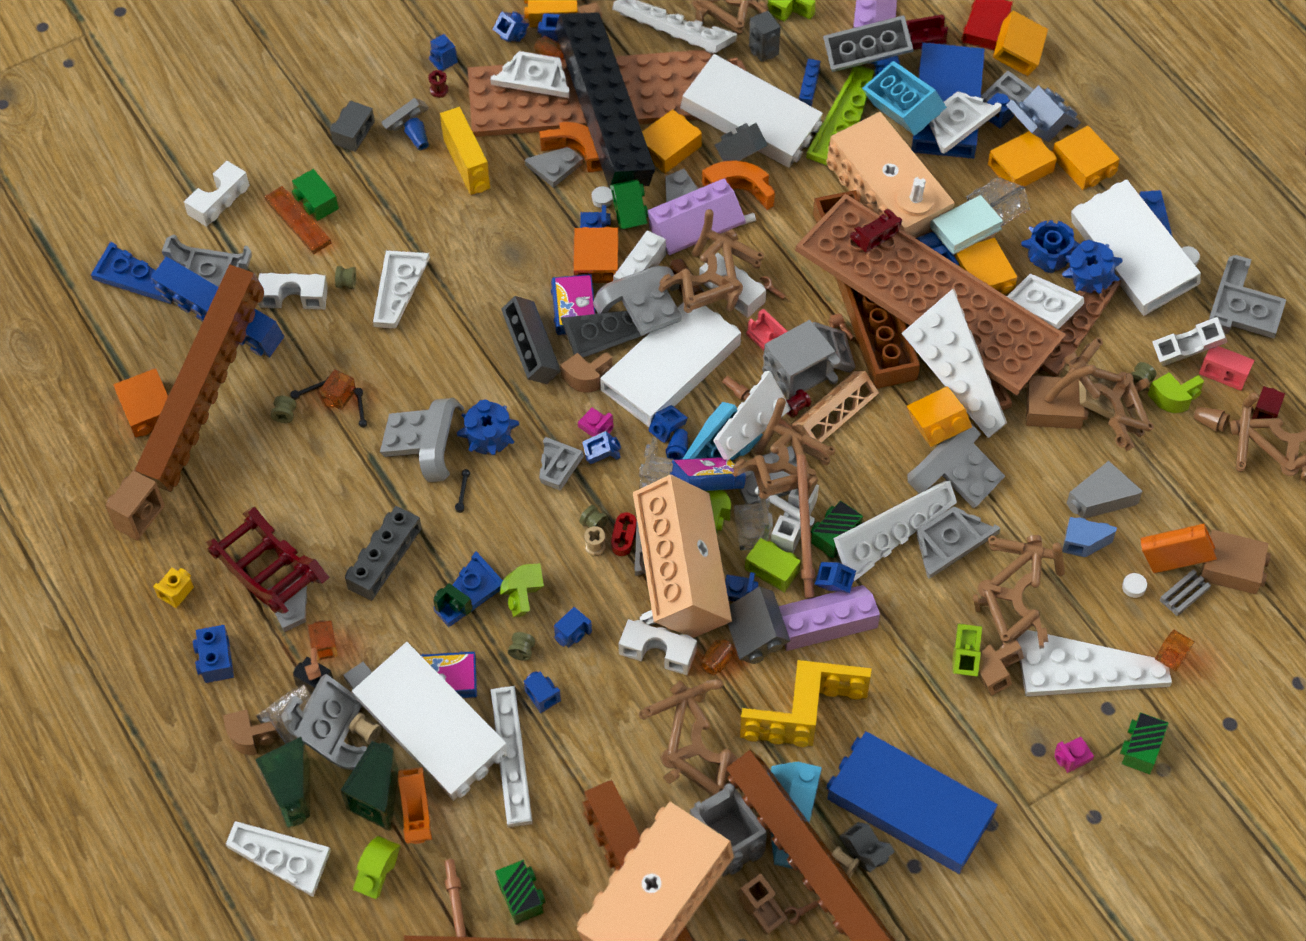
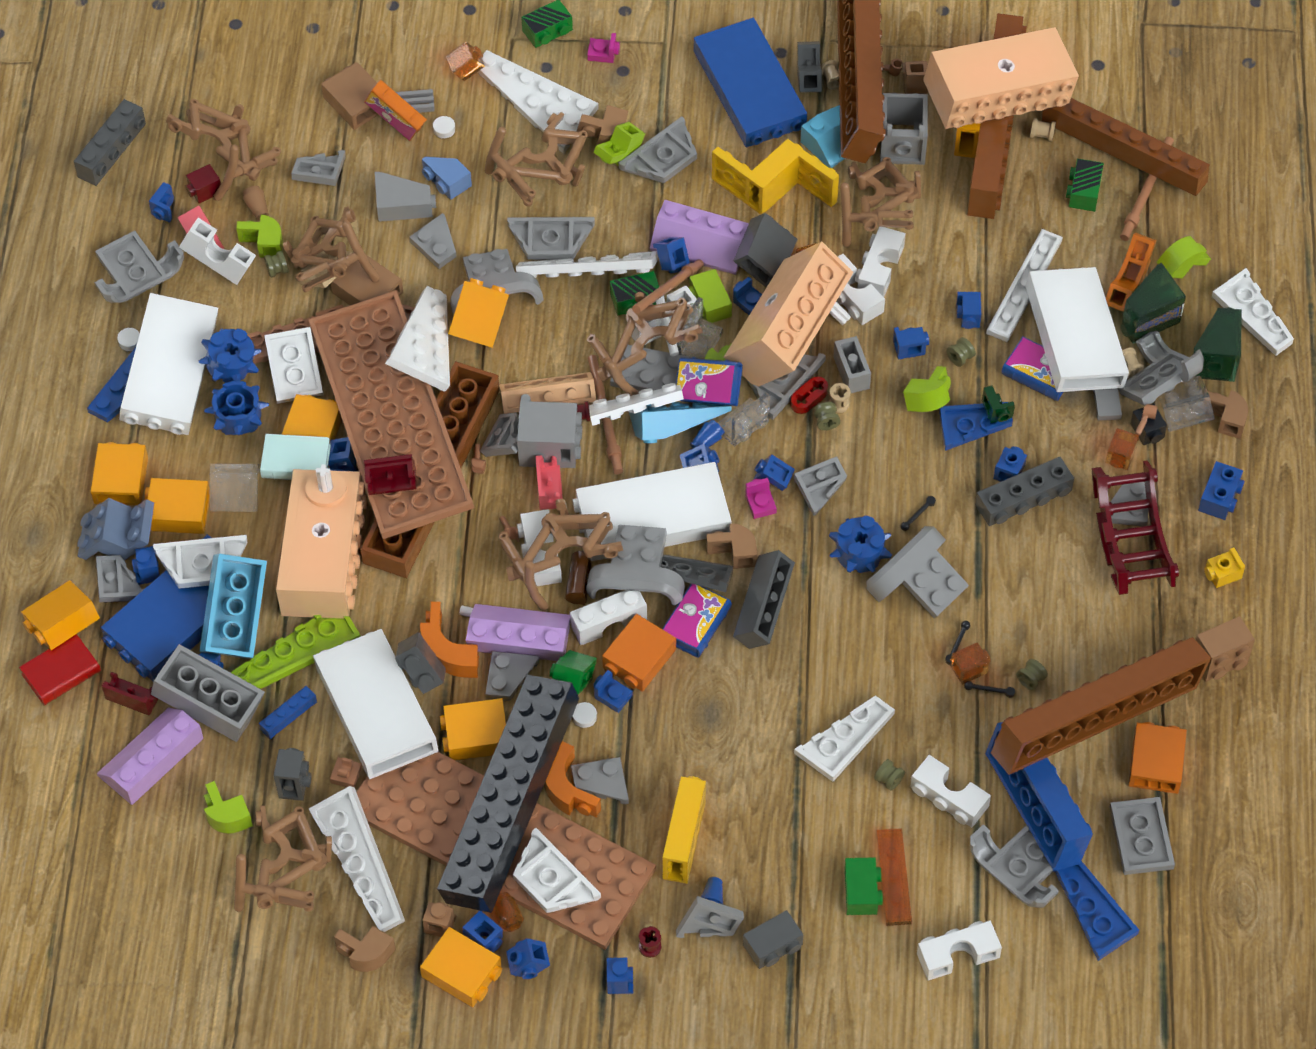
camera: 145 degrees left, 0 degrees up
(126, 343) = (1142, 836): none -> light grey plate
(410, 568) = (1010, 463): none -> blue brick
(603, 569) = (852, 364): none -> light grey brick
(647, 670) = (885, 247): none -> white arch
(925, 679) = (663, 154): none -> light grey wing
(1040, 478) = (435, 242): none -> light grey wing
(1194, 479) = (319, 168): none -> light grey wing
(1283, 369) = (161, 203): none -> blue bracket

